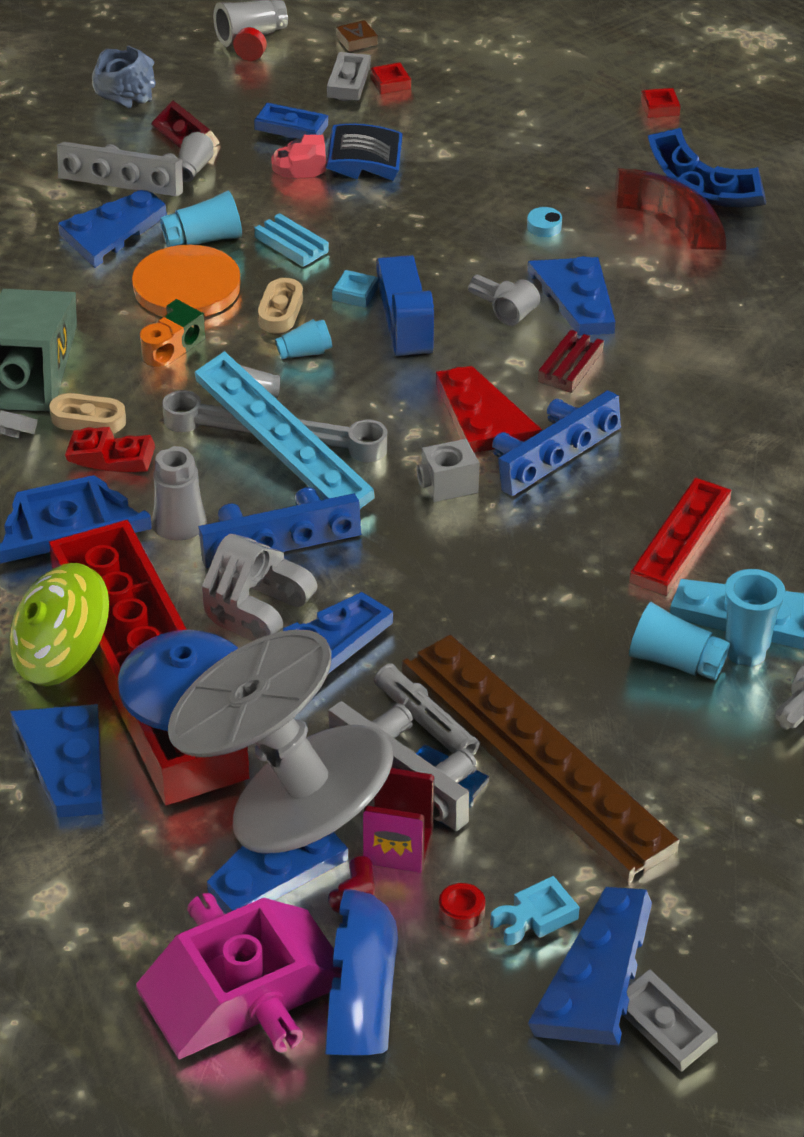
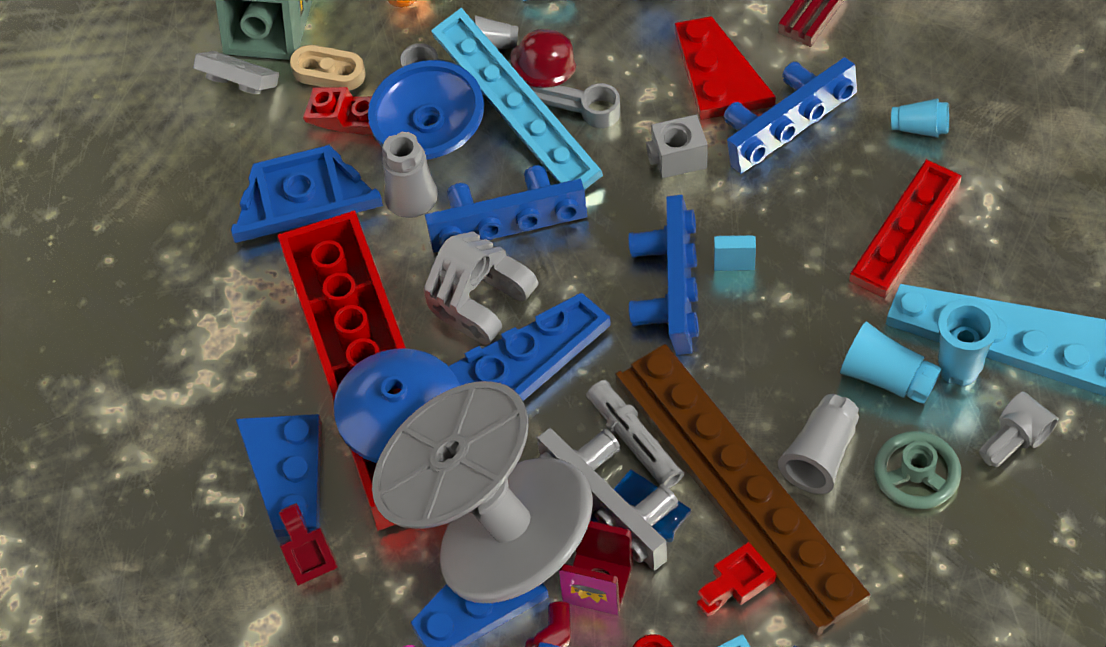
camera: 10 degrees right, 15 degrees up
(58, 624) = (283, 328): lime dish -> none
(93, 821) = (307, 551): none -> dark red plate
(209, 428) = (427, 95): none -> blue dish
(310, 397) = (544, 58): none -> dark red helmet
(464, 588) = (682, 288): none -> blue plate
(513, 556) = (734, 253): none -> medium azure tile
(542, 827) = (738, 575): none -> red plate
(613, 718) = (820, 446): none -> light grey plant
(689, 443) = (922, 118): none -> medium azure cone
(714, 730) = (921, 450): none -> sand green piece

